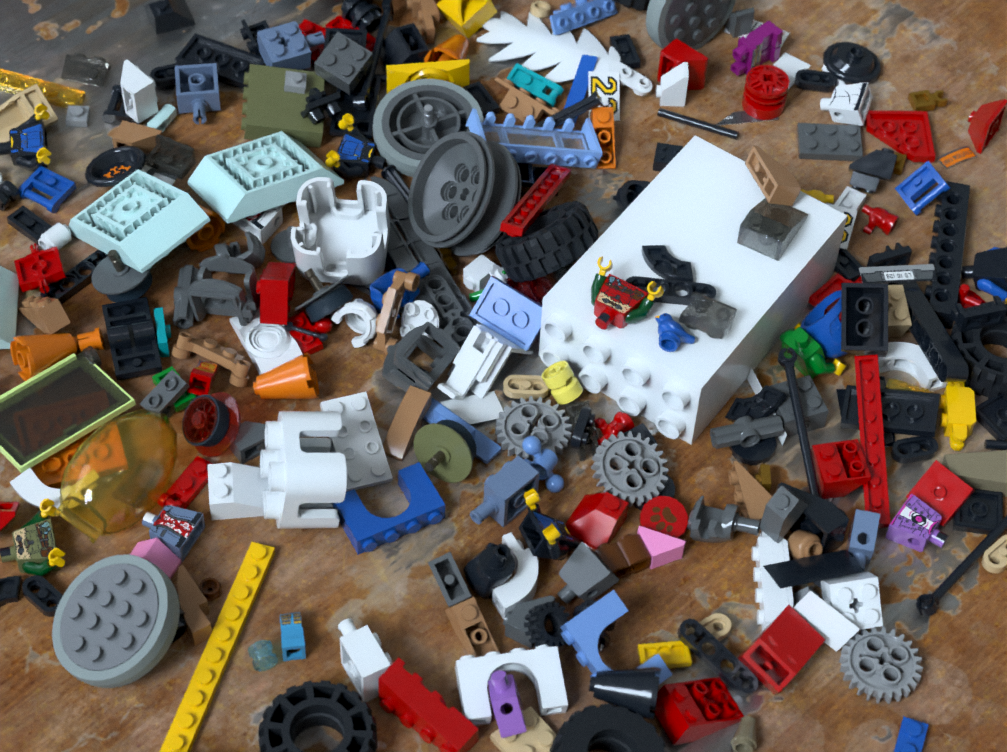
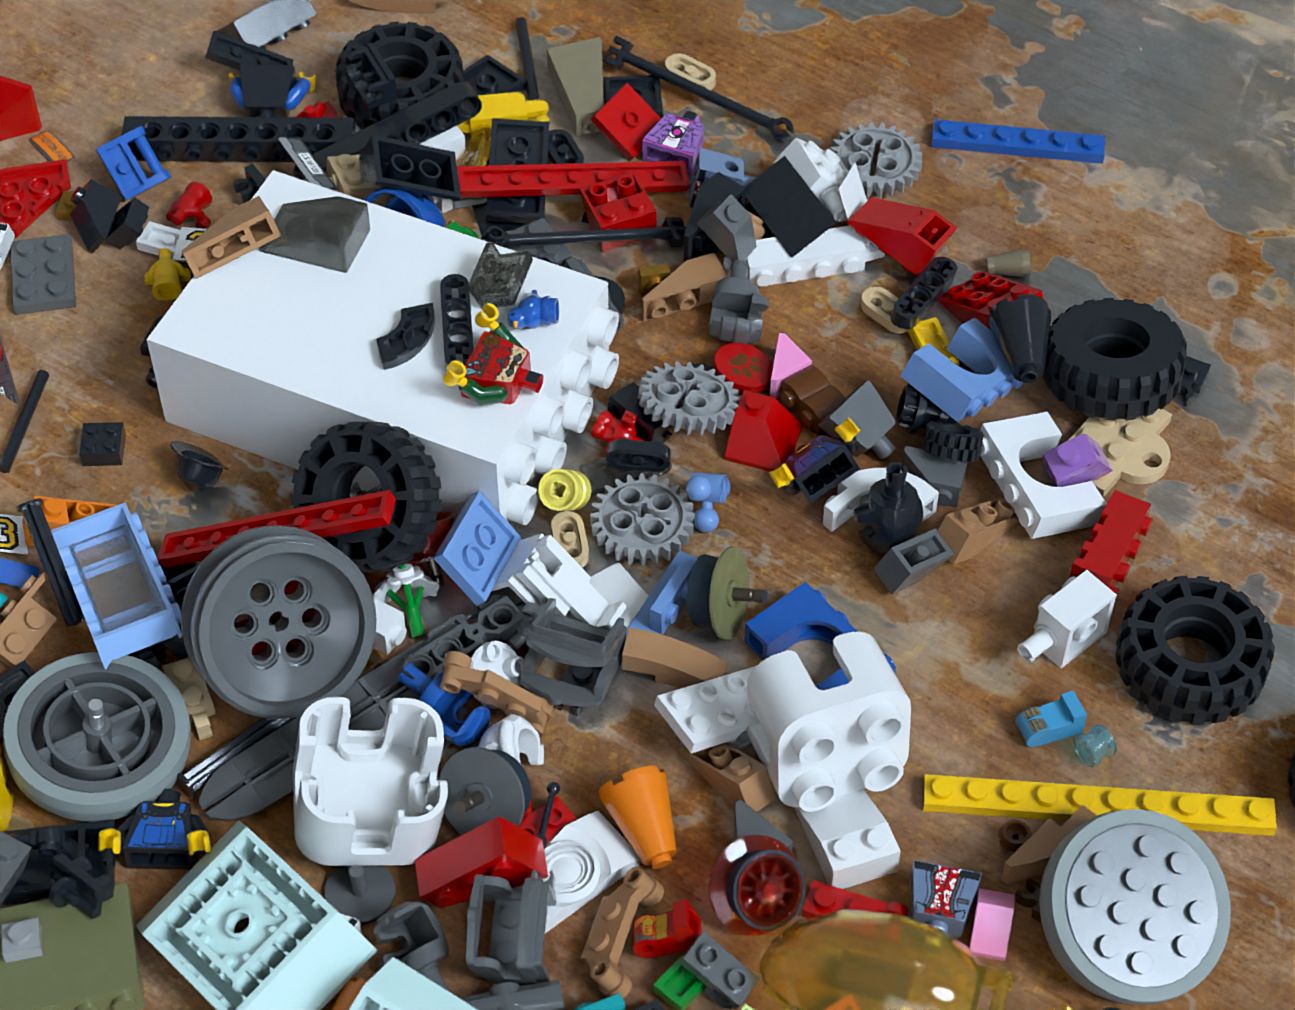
camera: 100 degrees left, 0 degrees up
(506, 491) = (765, 517): sand blue brick -> none

